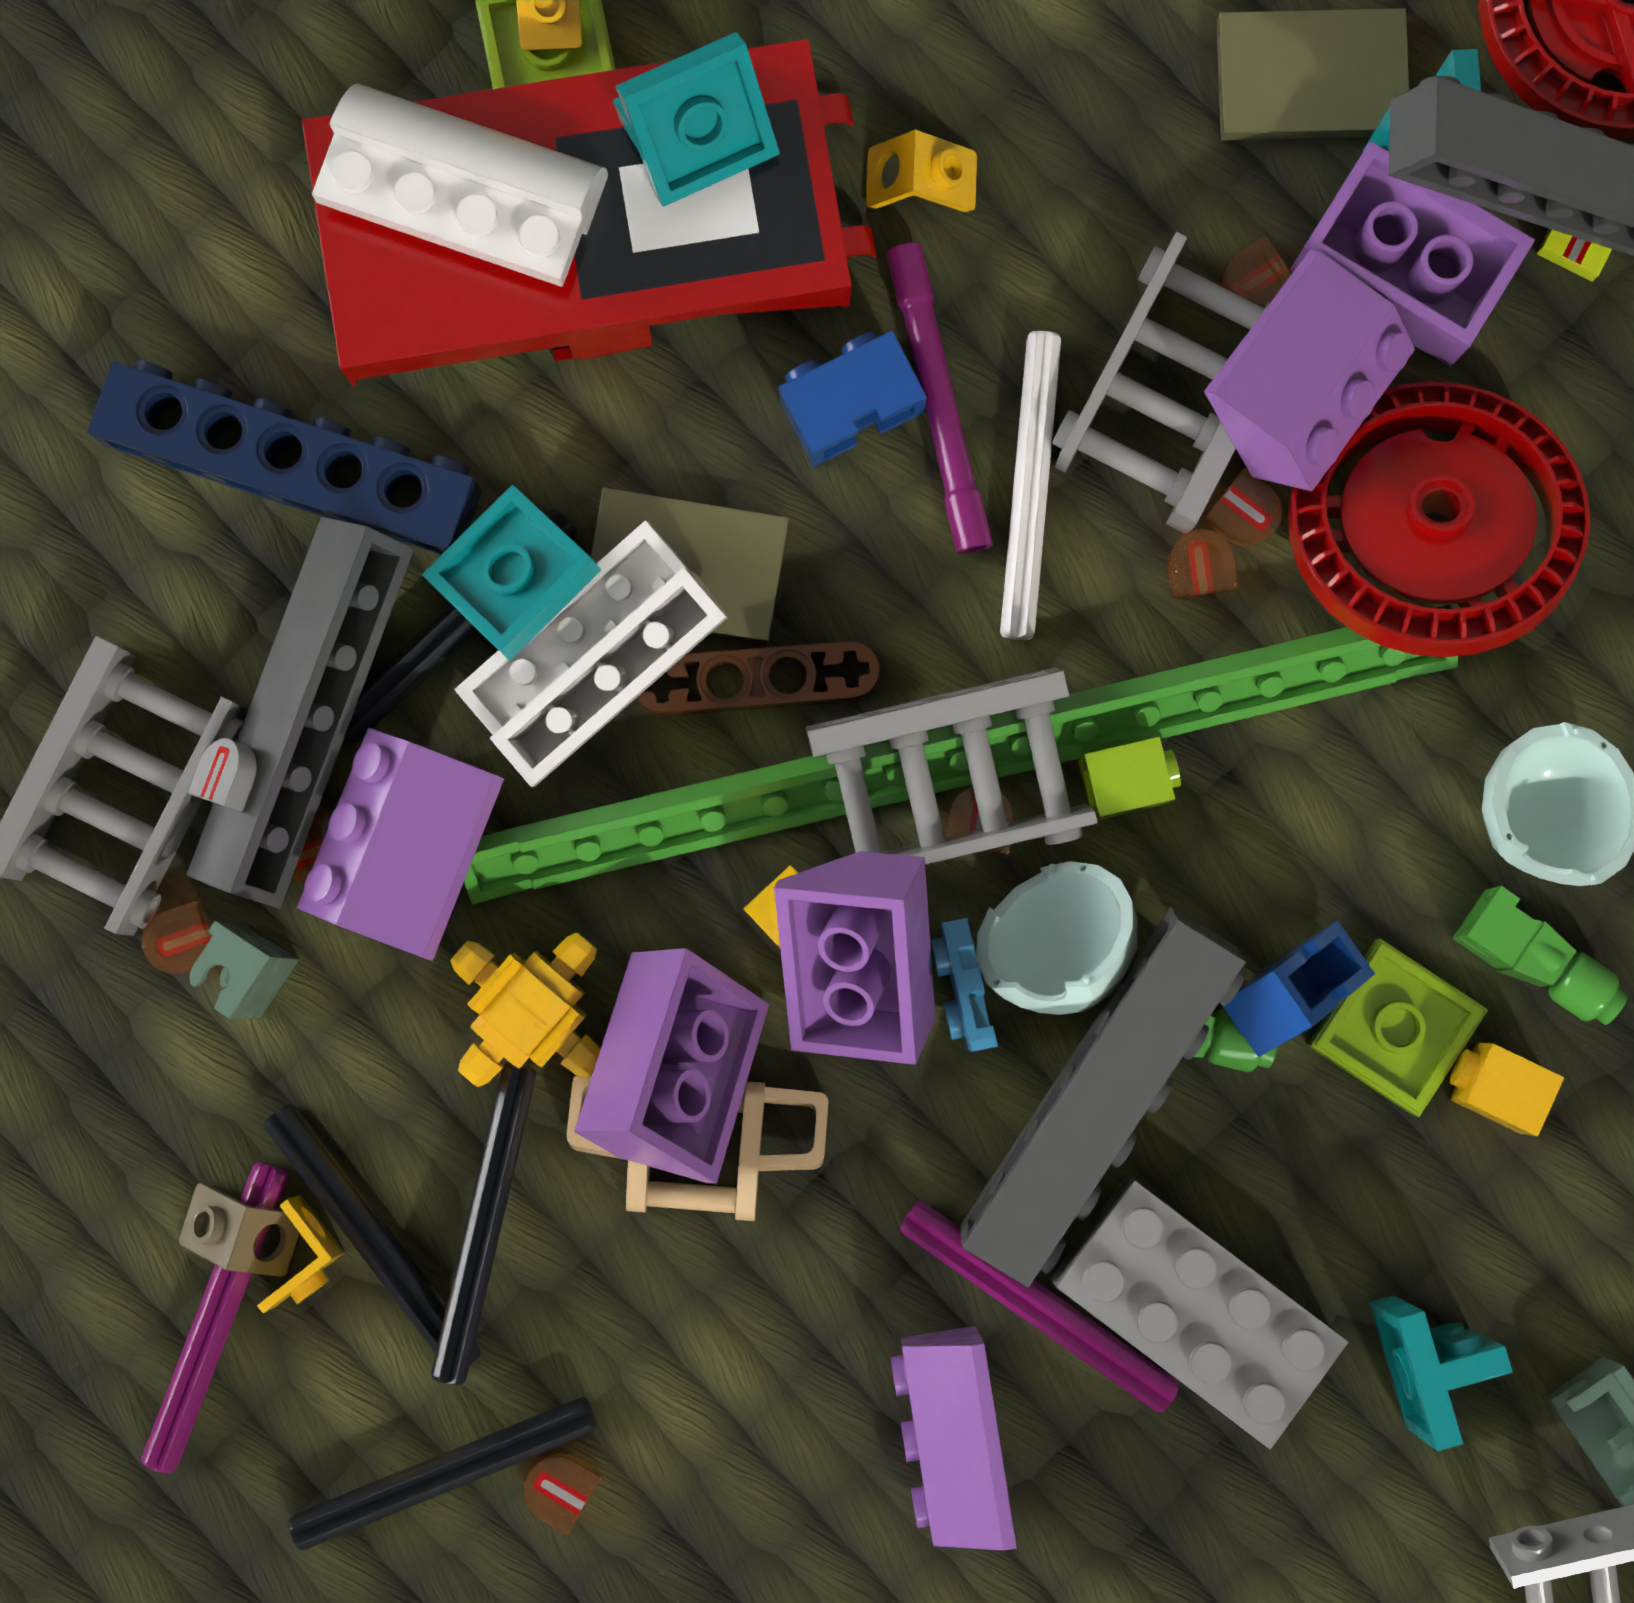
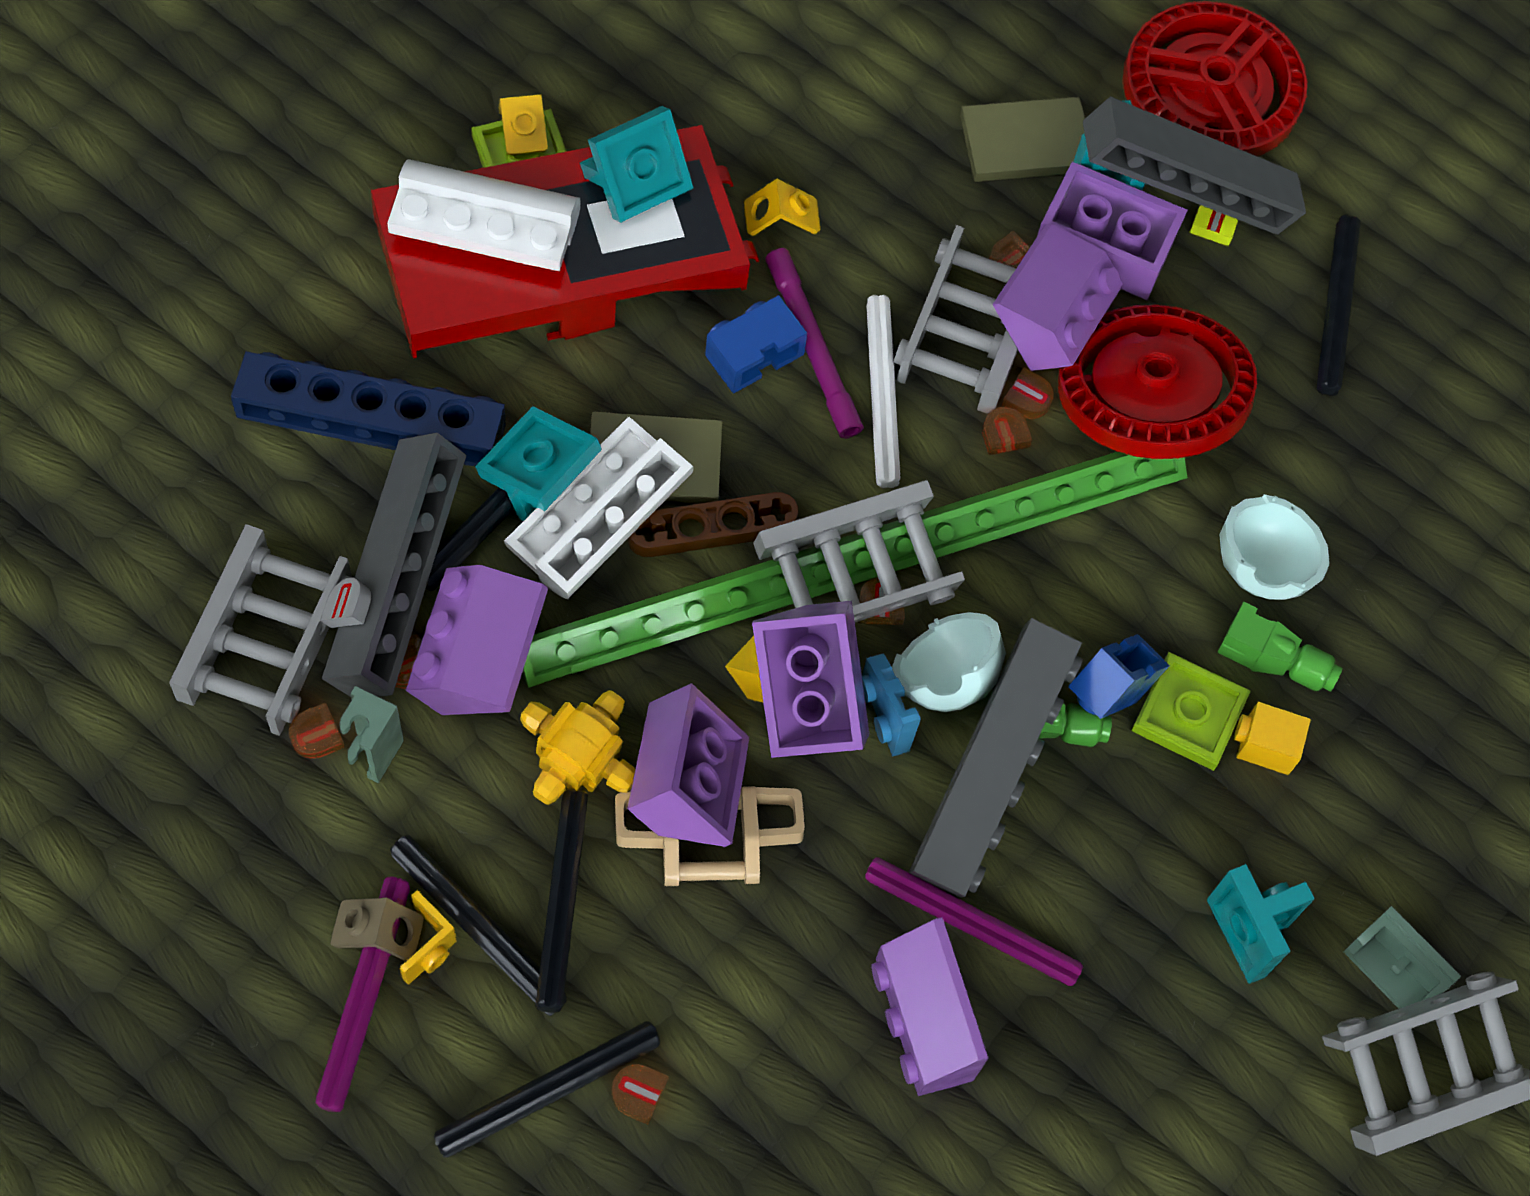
camera: 20 degrees left, 20 degrees down
(1129, 778) = (982, 559): lime brick -> none
(1198, 1312) = (1087, 906): light grey brick -> none

